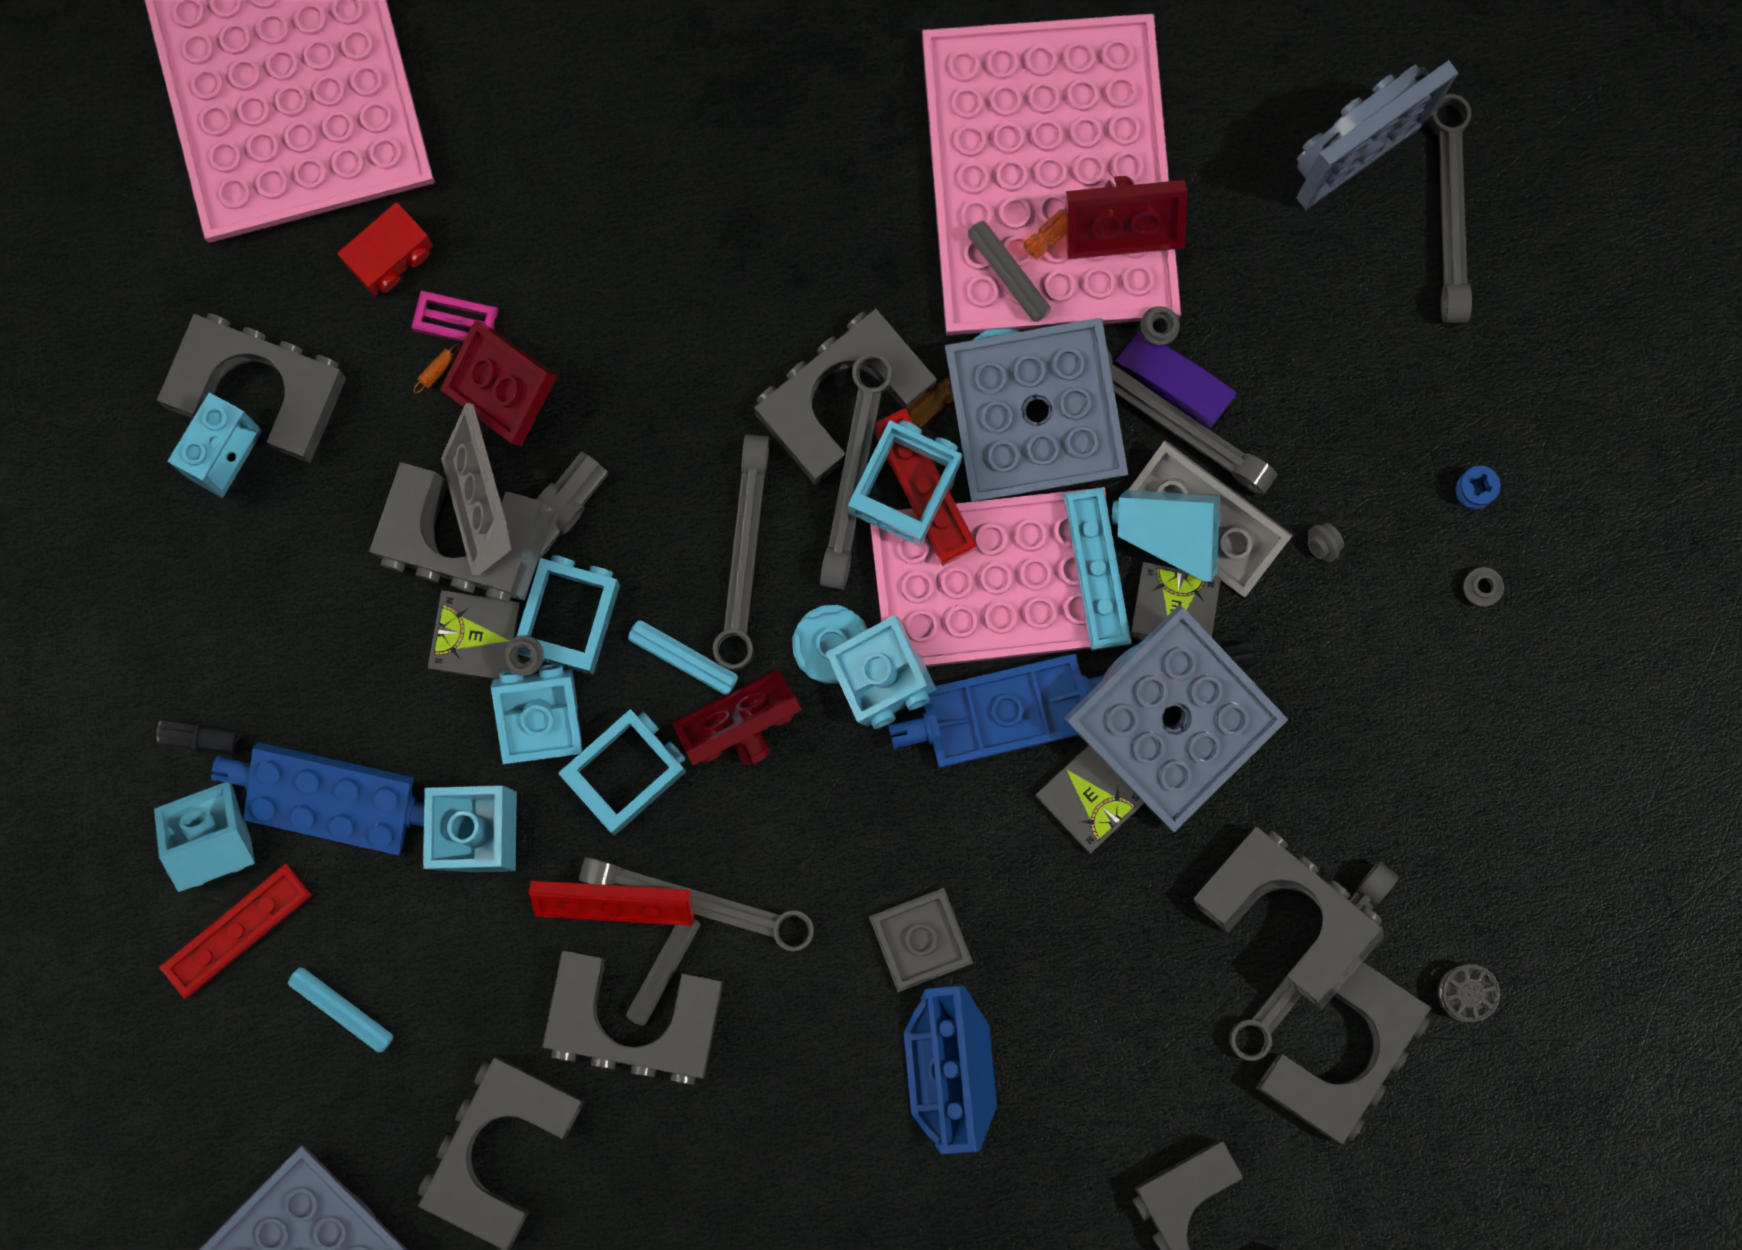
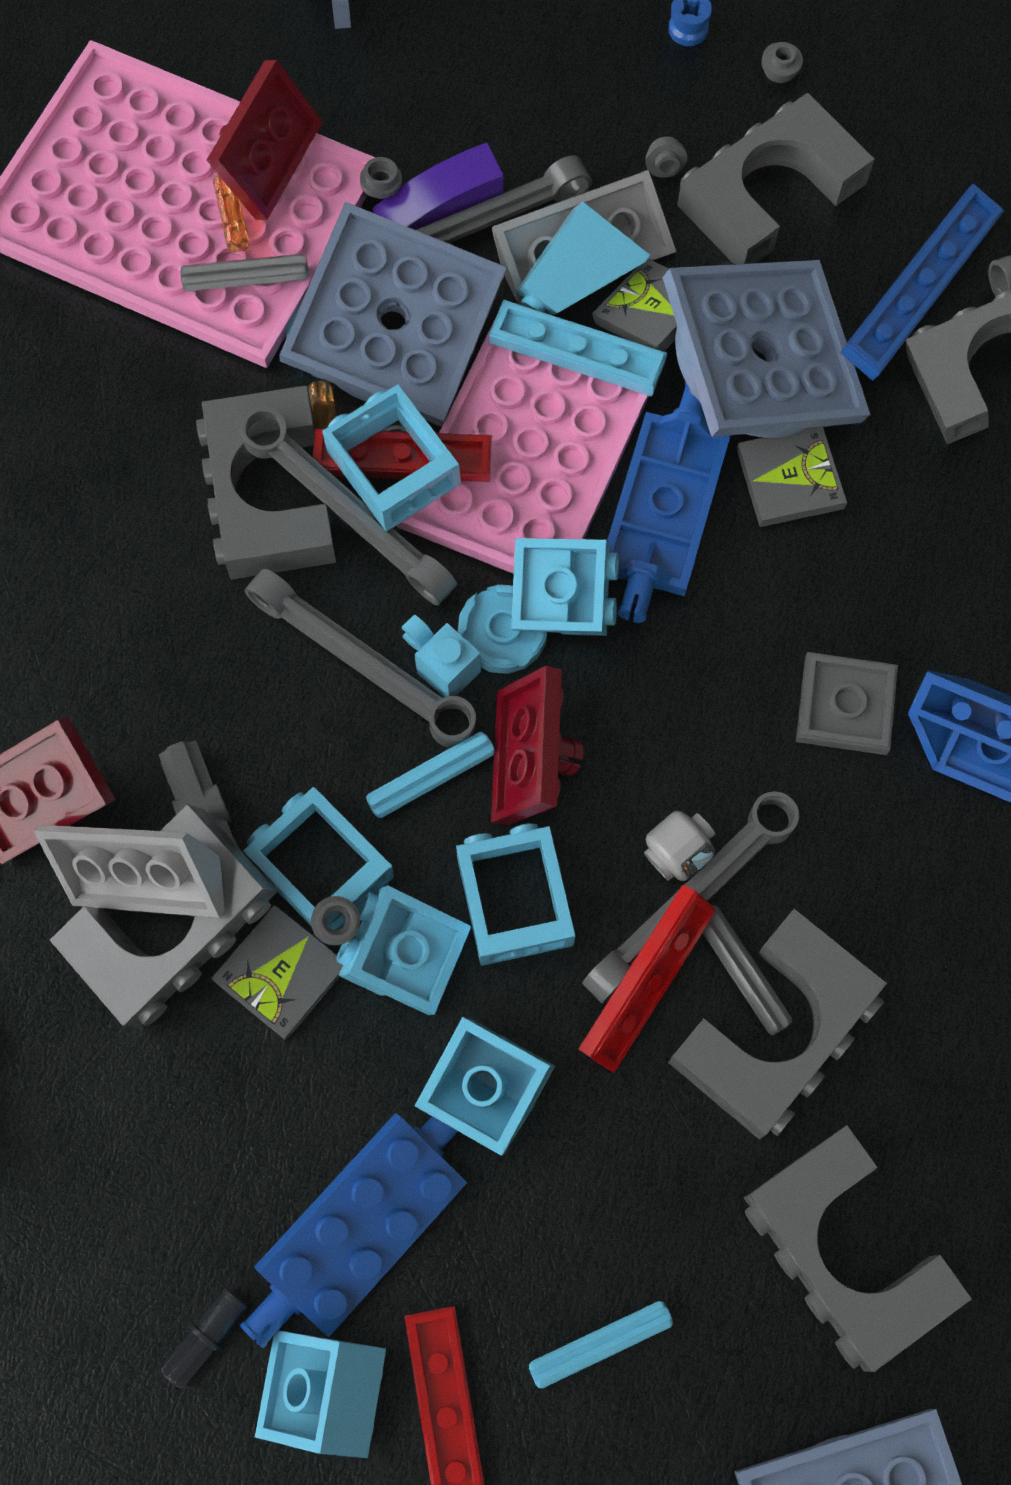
camera: 60 degrees left, 10 degrees down
(728, 872) = (680, 845): none -> light grey head
(775, 614) = (444, 658): none -> medium azure brick
(1328, 813) = (921, 282): none -> blue tile
(1410, 638) = (797, 137): none -> dark grey arch

